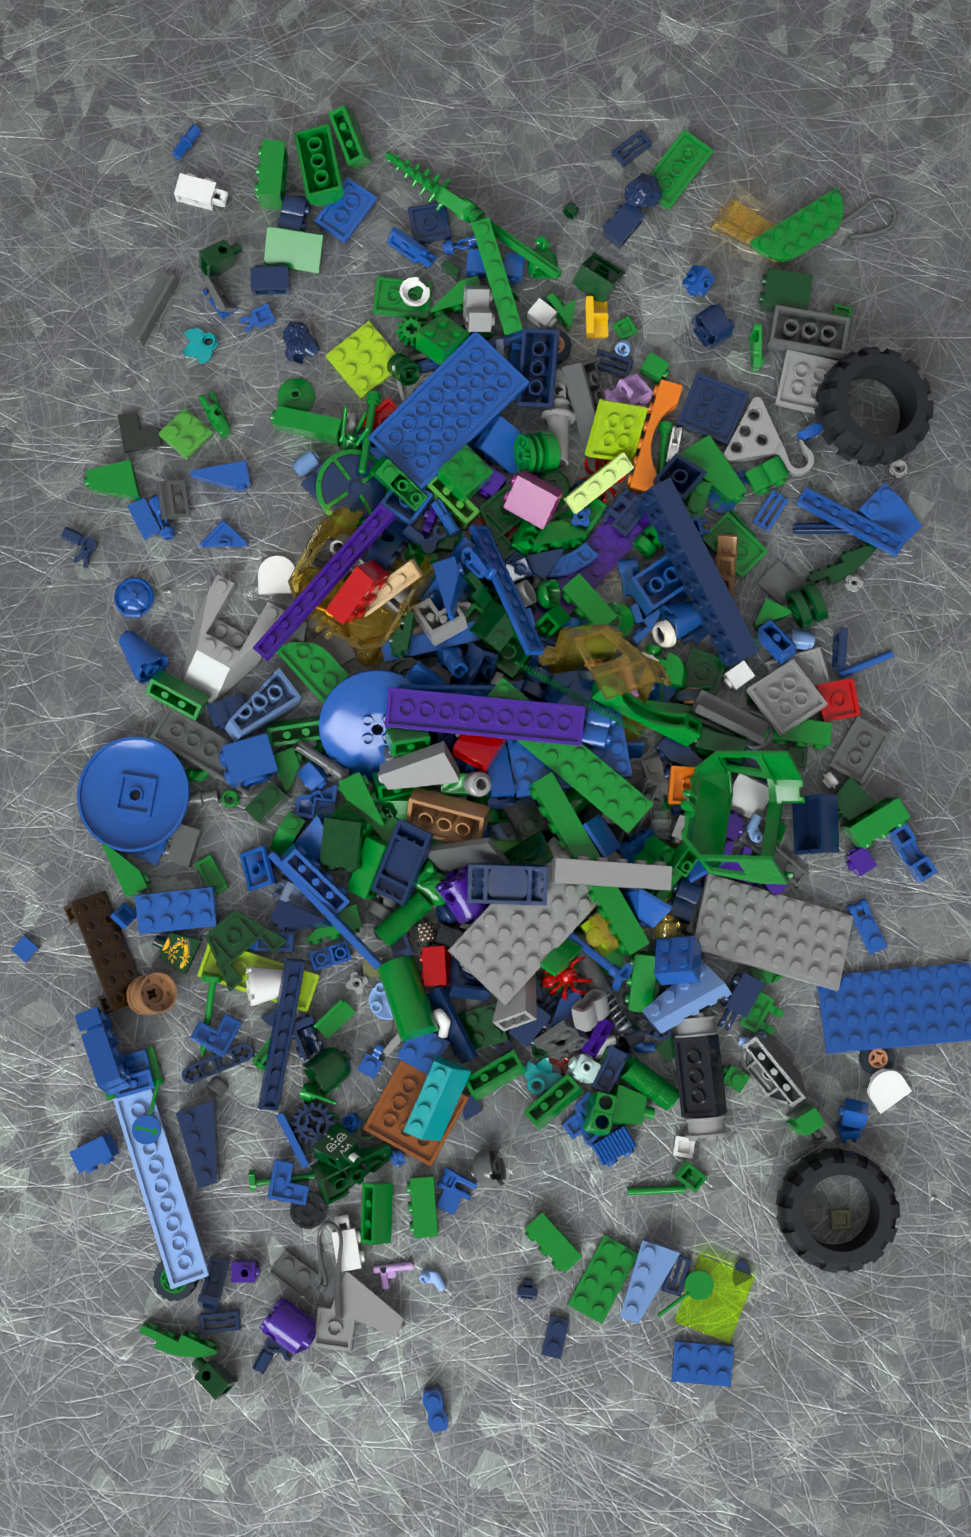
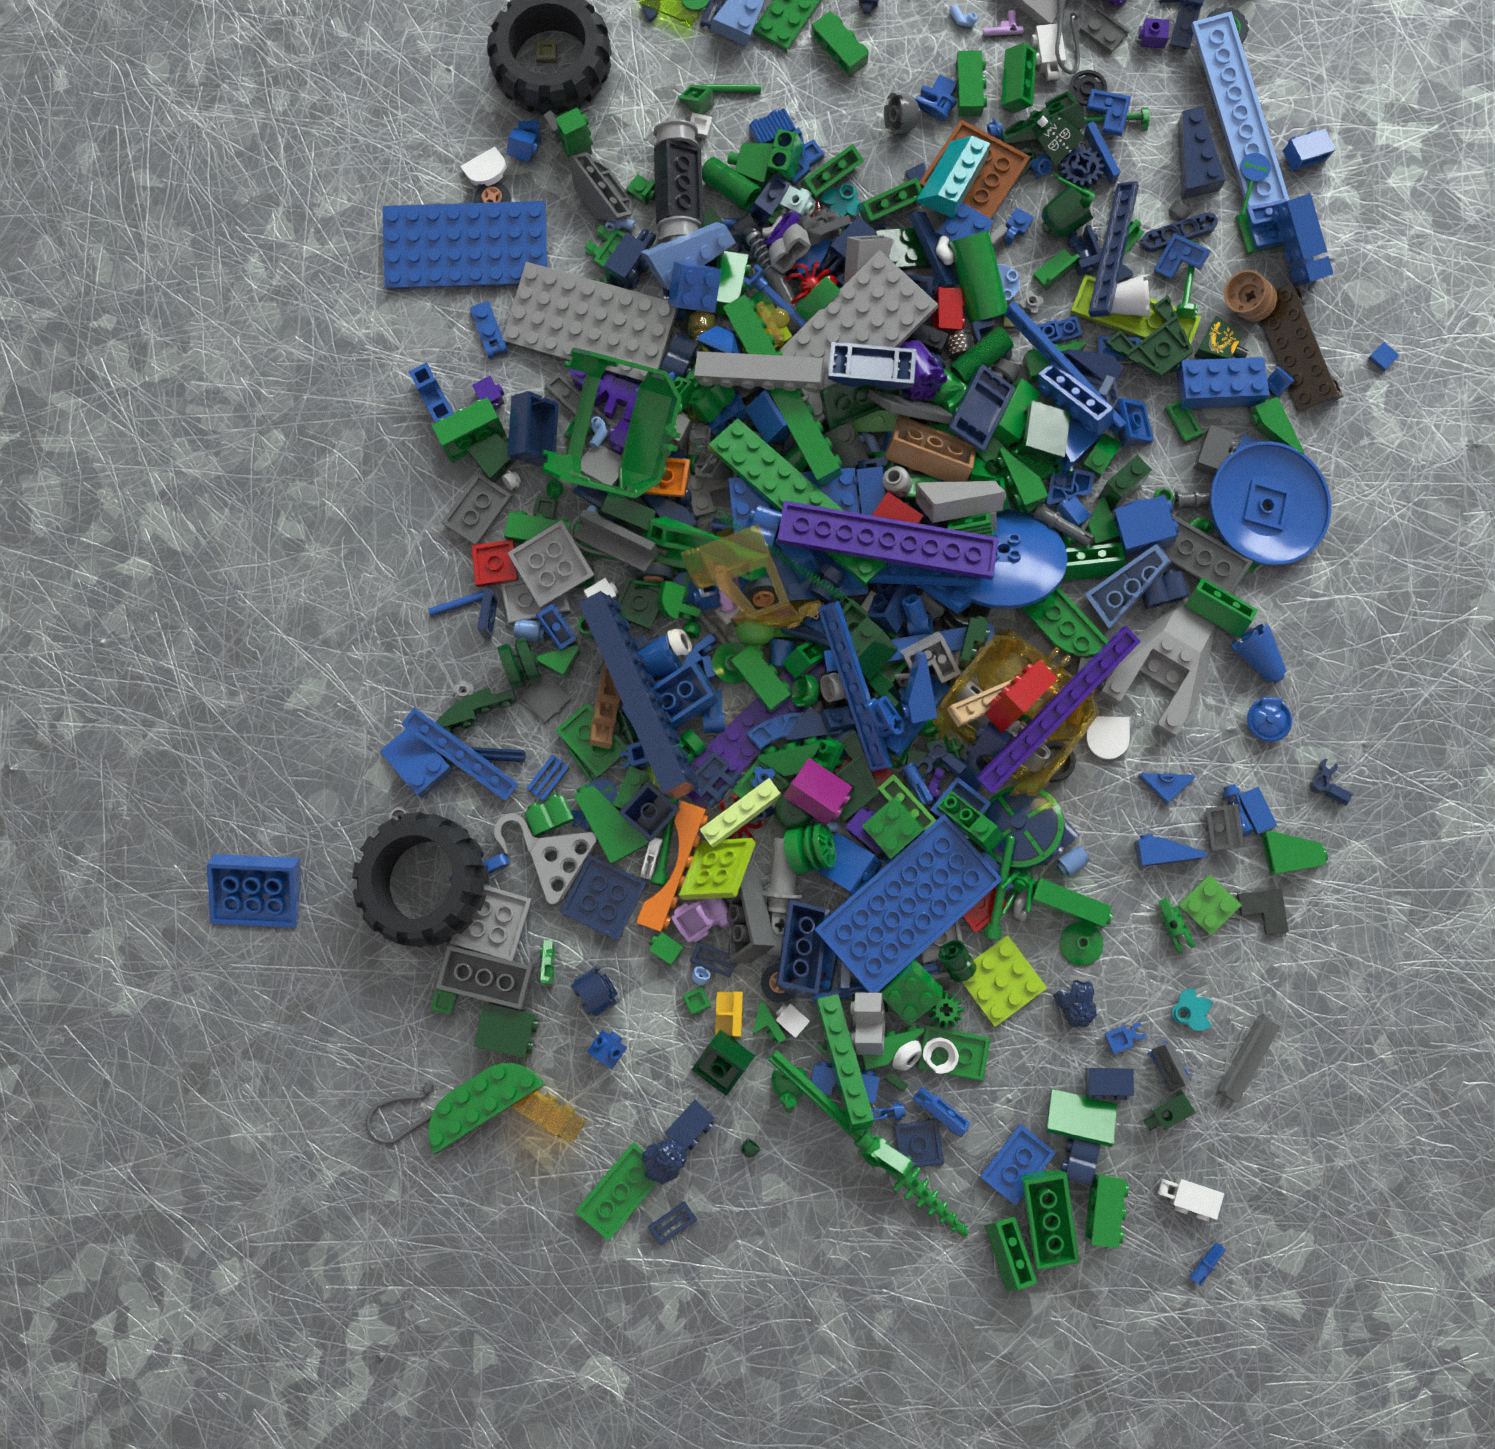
camera: 170 degrees left, 5 degrees down
(442, 289) = (905, 1053): none -> white piece

